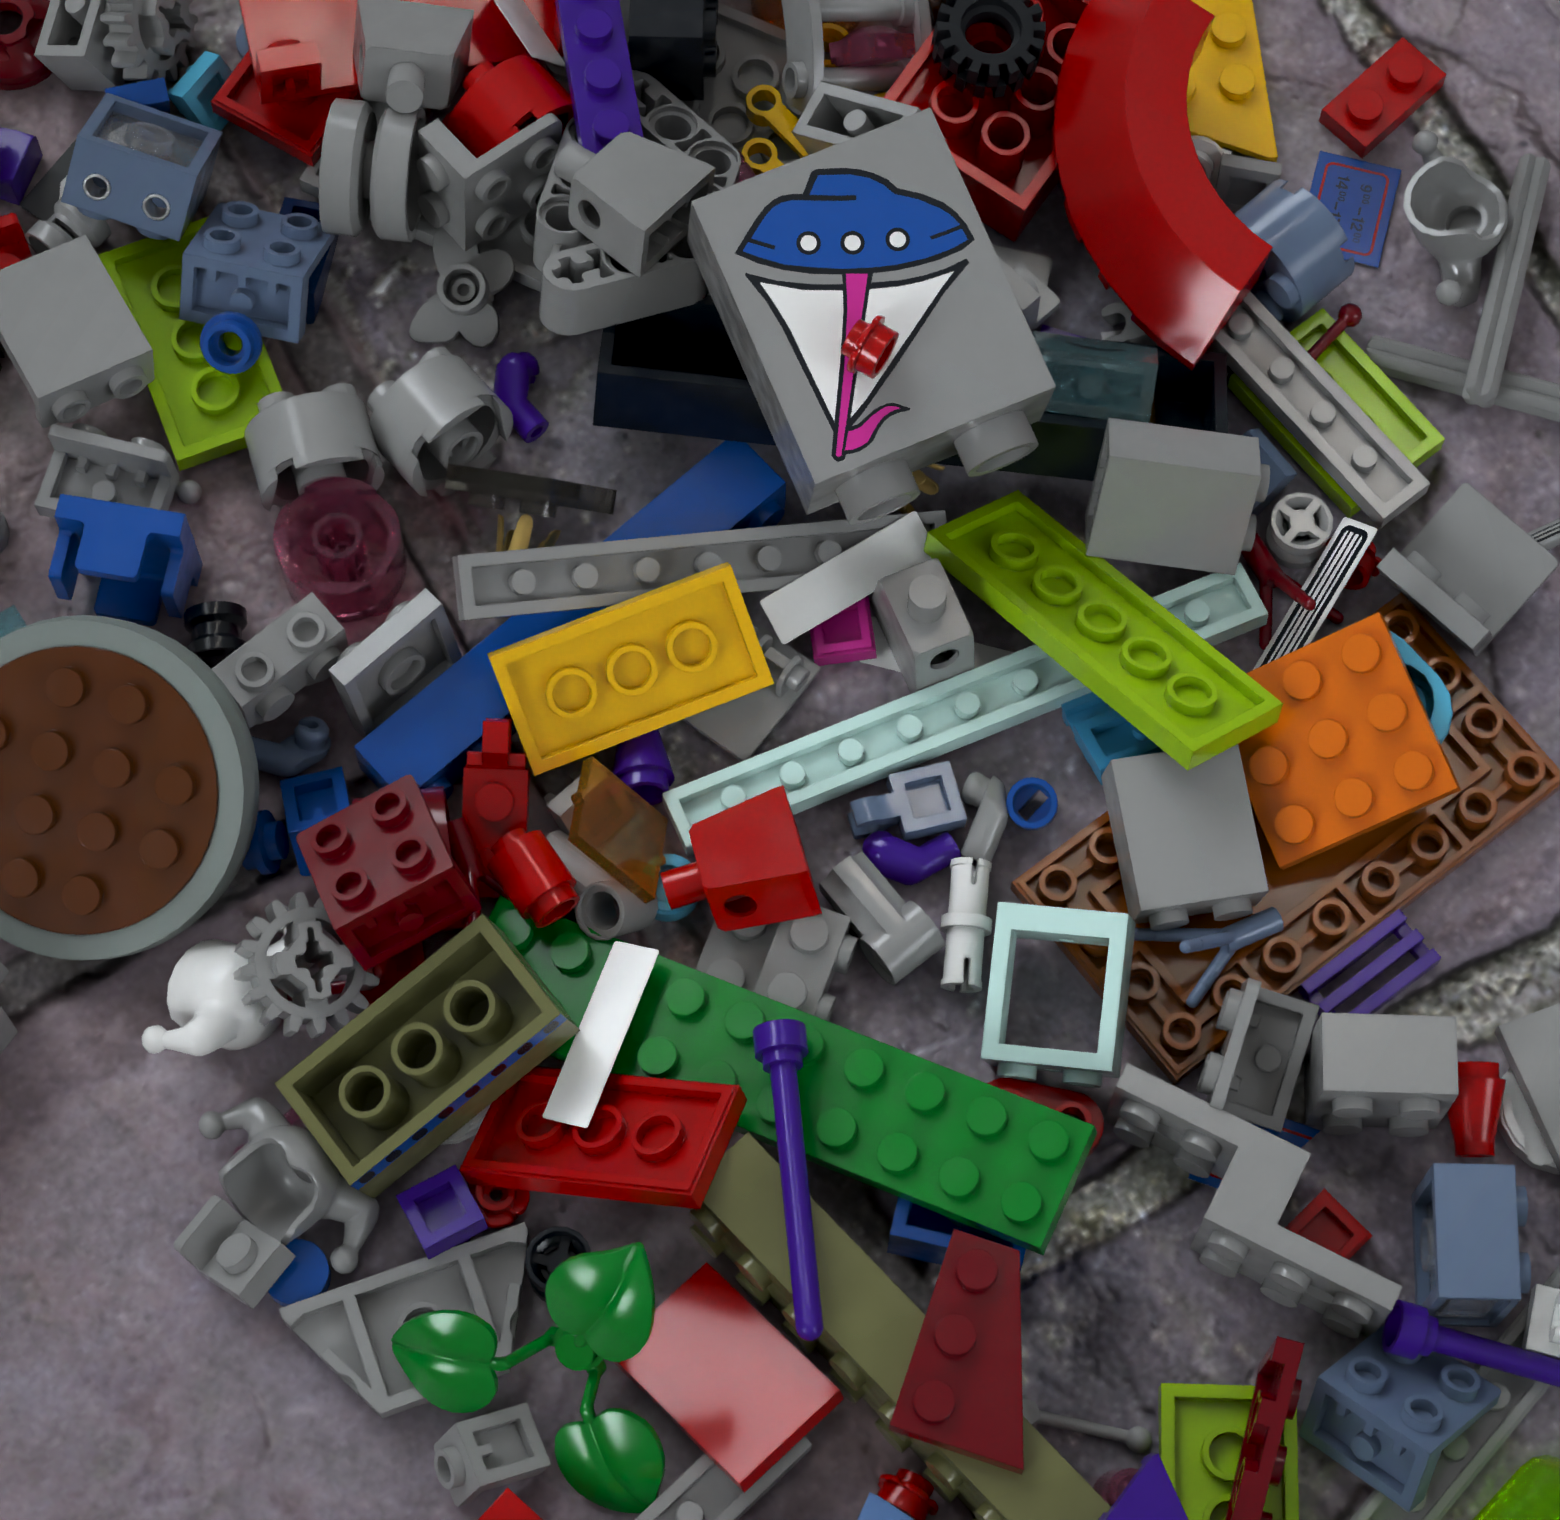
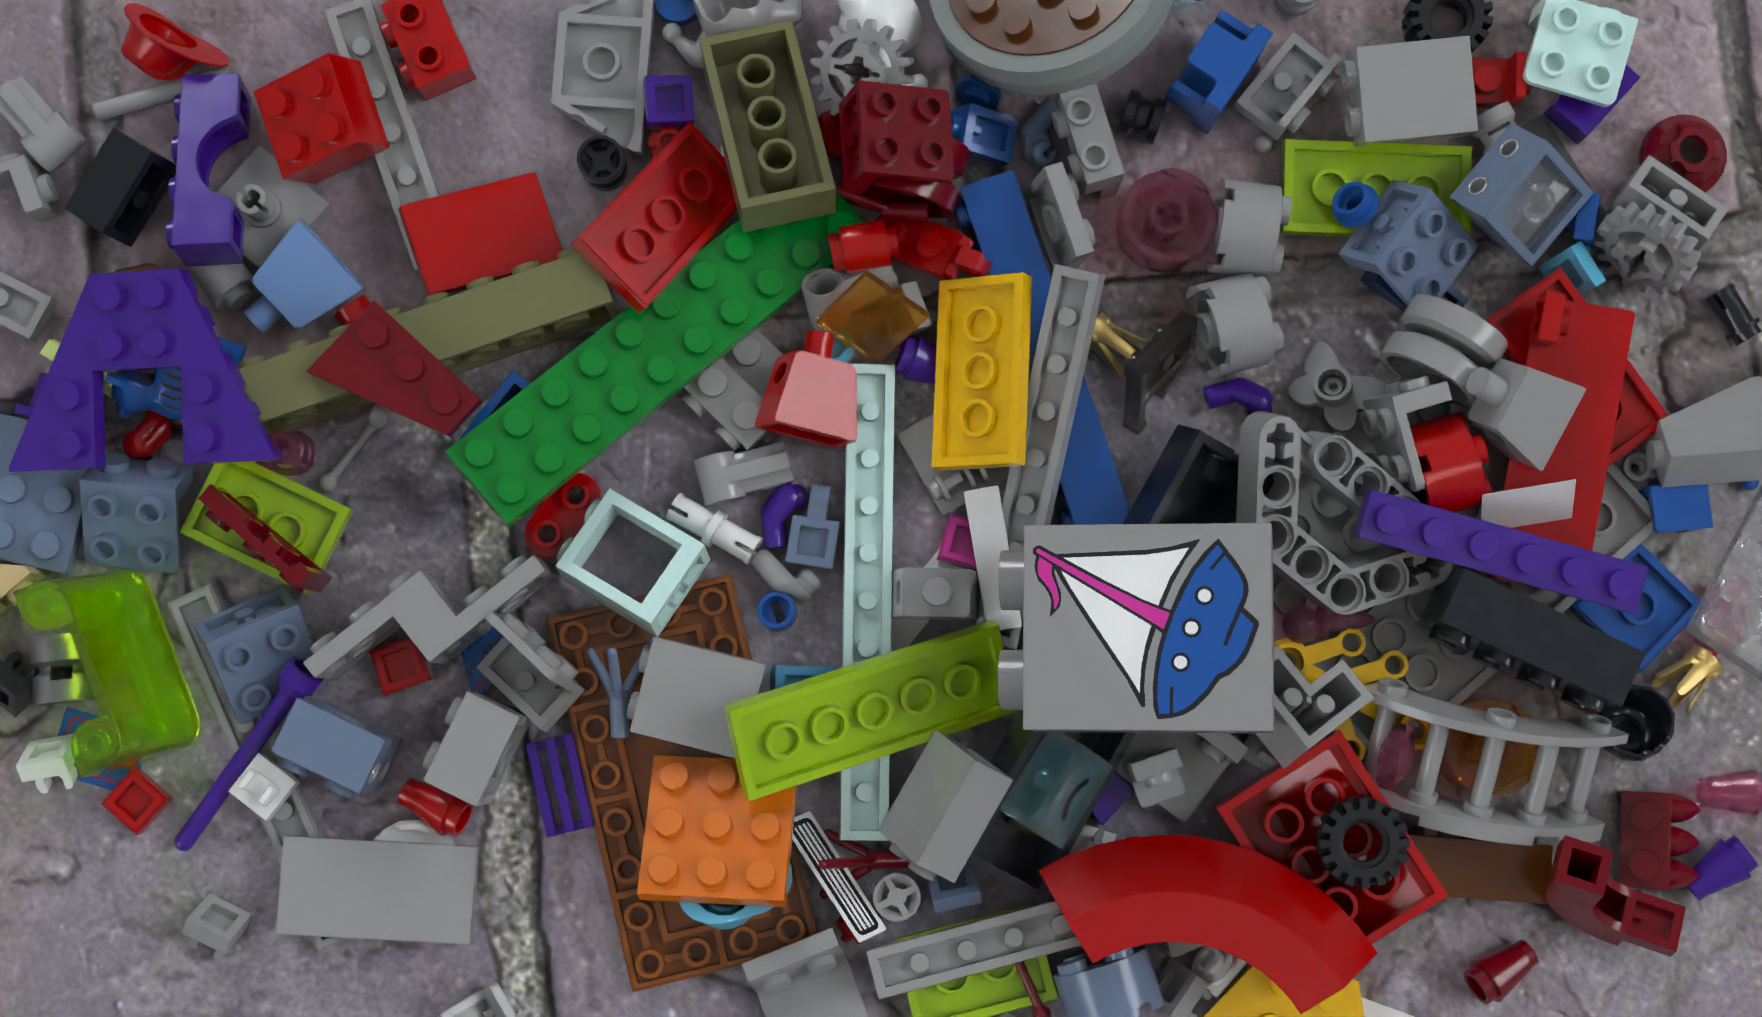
camera: 110 degrees right, 15 degrees up
(489, 1453) = (503, 72): light grey bracket -> none
(600, 1034) = (733, 244): white sticker -> none
(601, 1313) = (534, 149): green plant -> none
(633, 196) = (1320, 508): light grey torso -> none
(781, 1050) = (653, 345): dark purple piece -> none
(869, 346) = (1102, 601): red plate -> none

